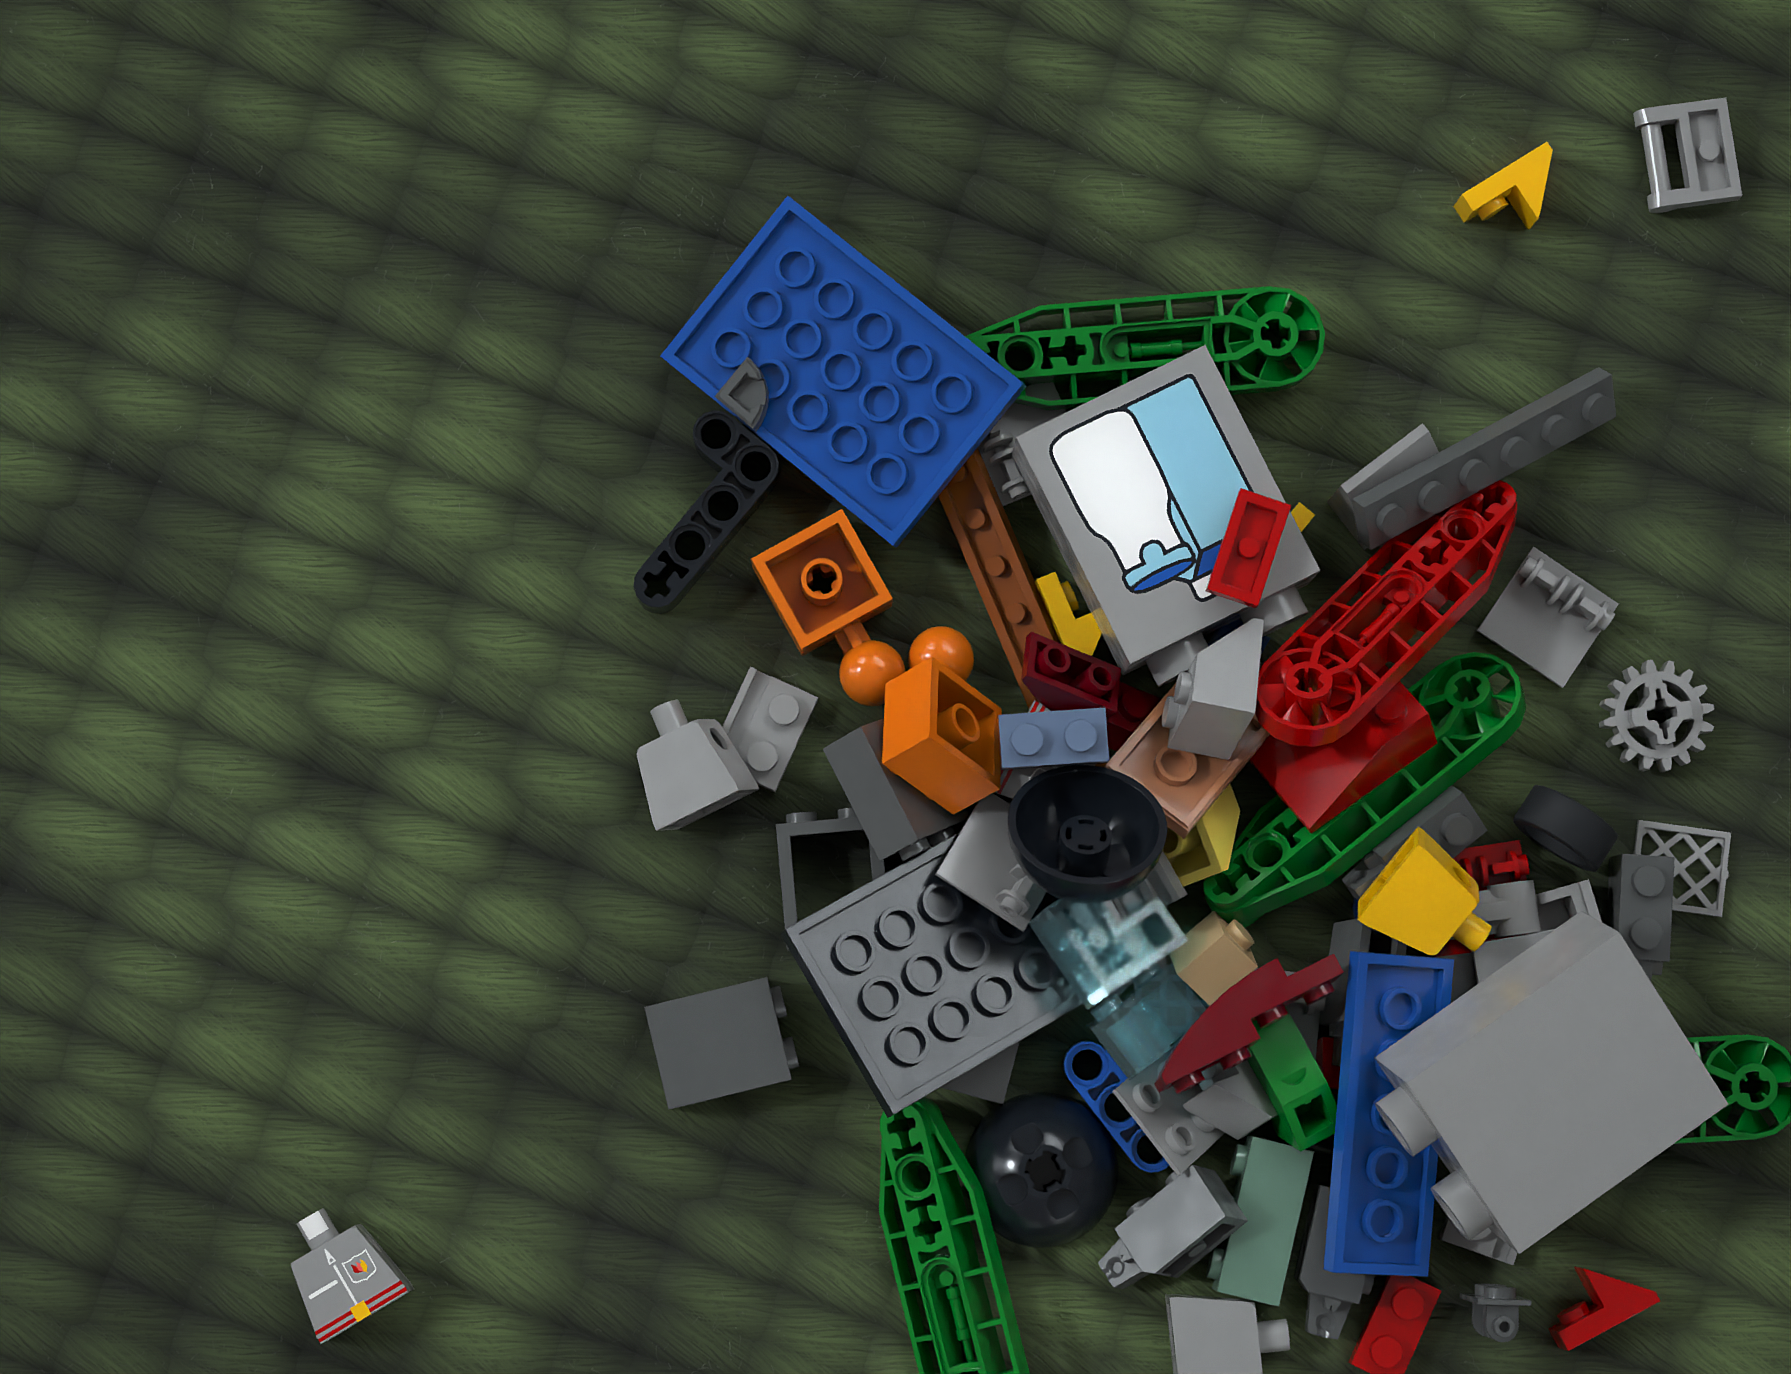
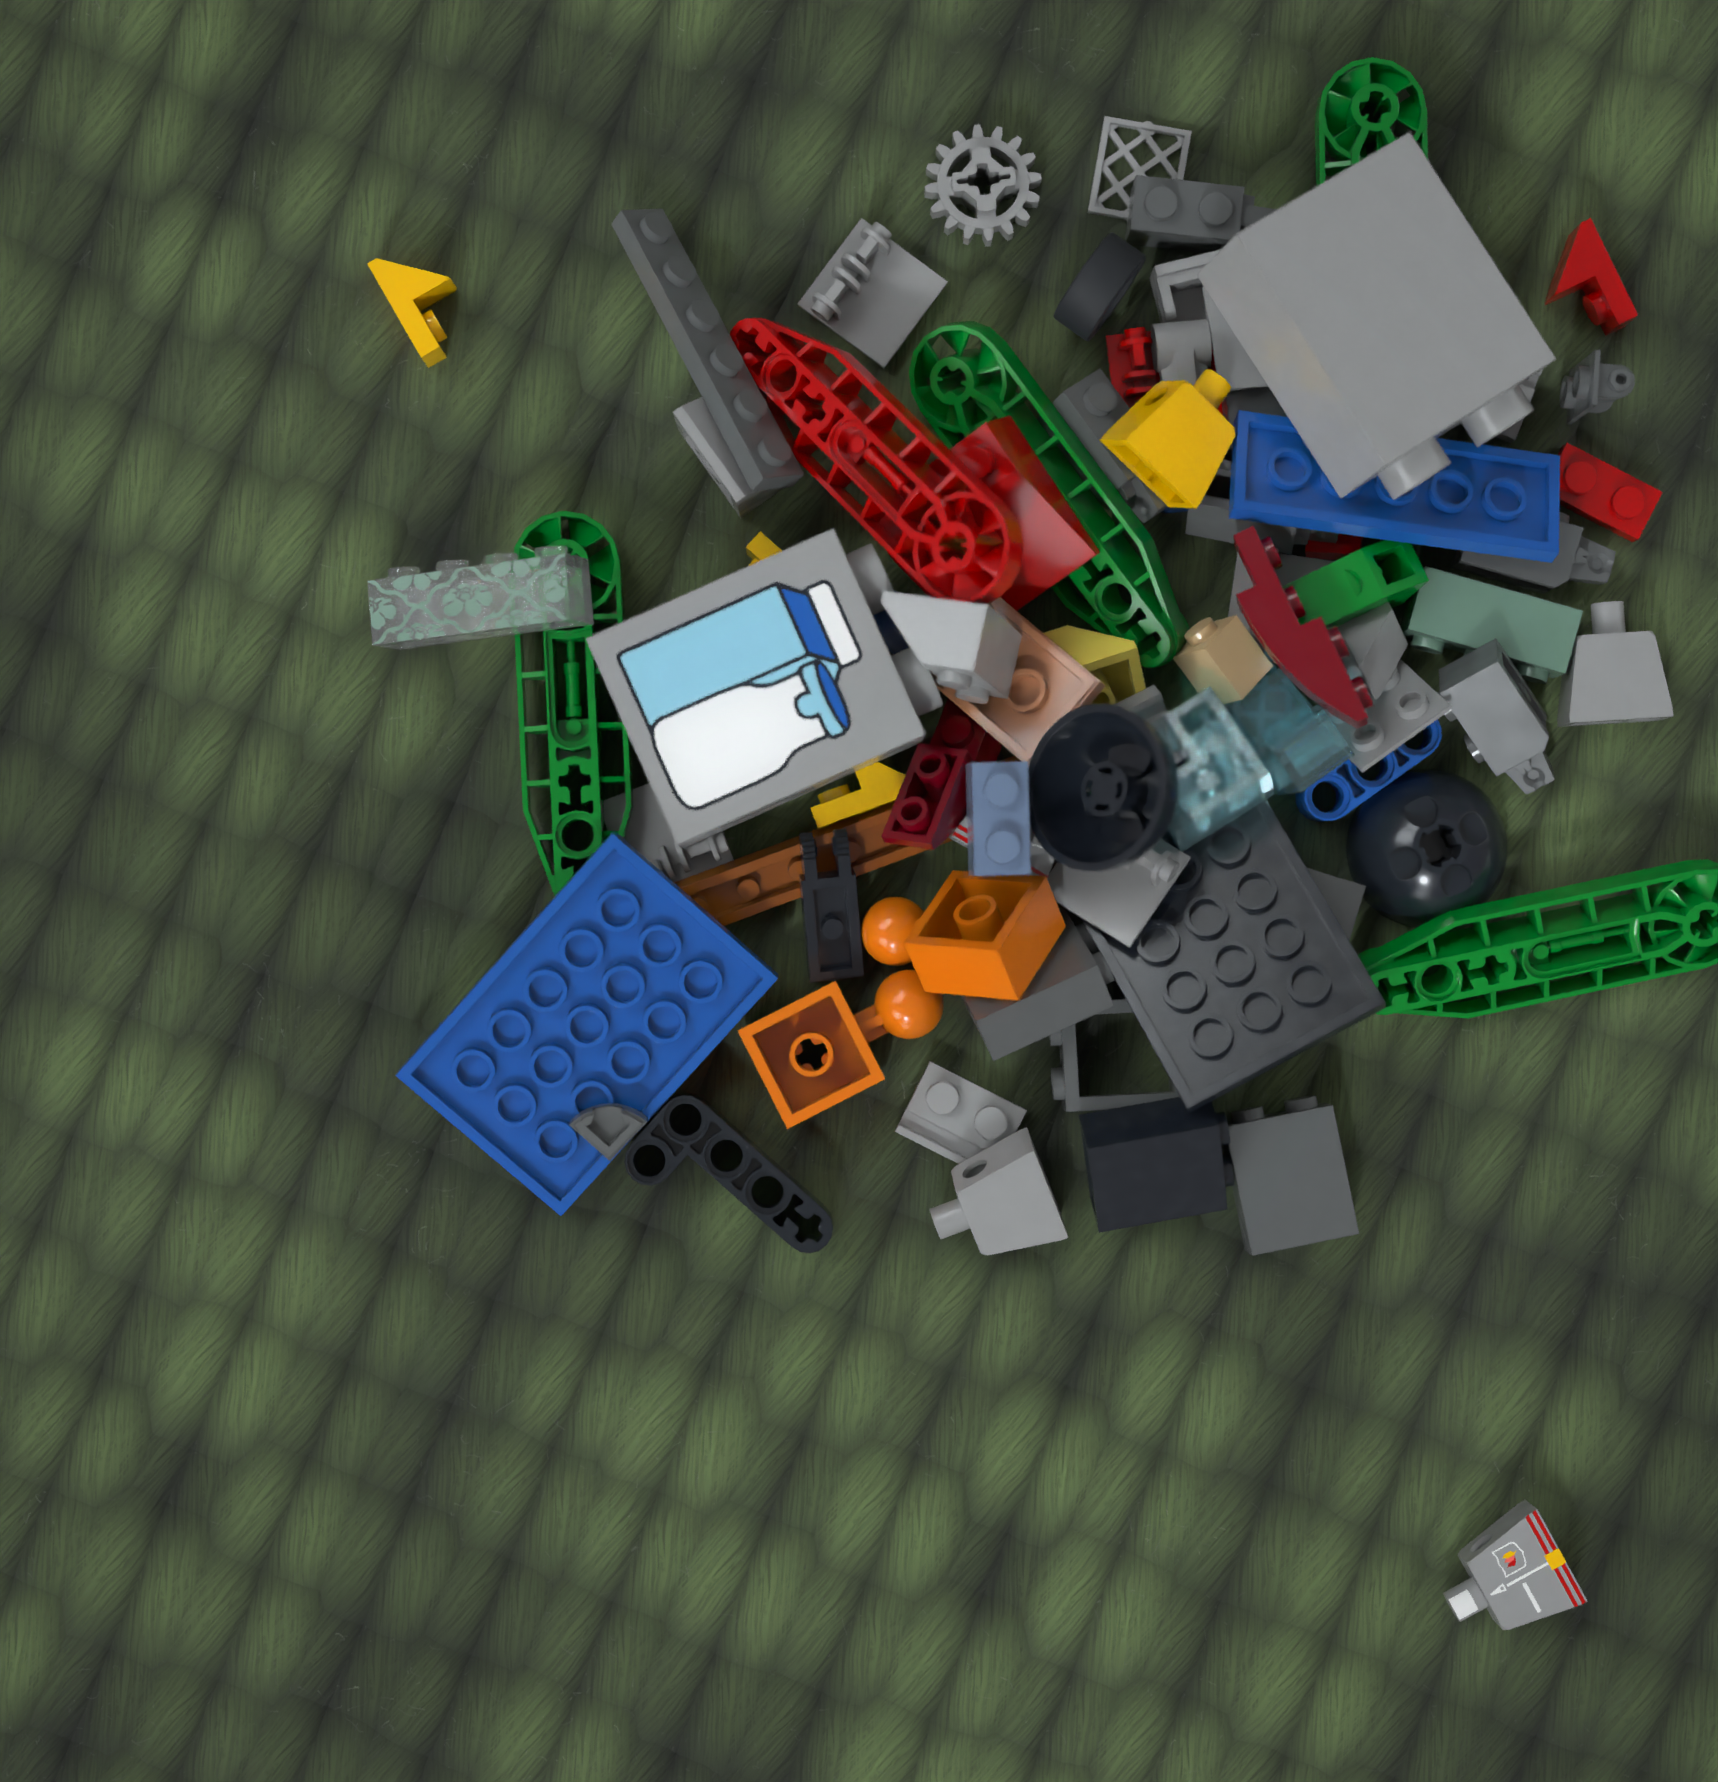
camera: 80 degrees left, 5 degrees up
(729, 910) = (1155, 1162): none -> black brick
(955, 595) = (830, 912): none -> black hinge
(1236, 257) = (480, 600): none -> clear brick
(1248, 548) = (809, 603): red plate -> none
(1704, 153) = (379, 98): light grey plate -> none

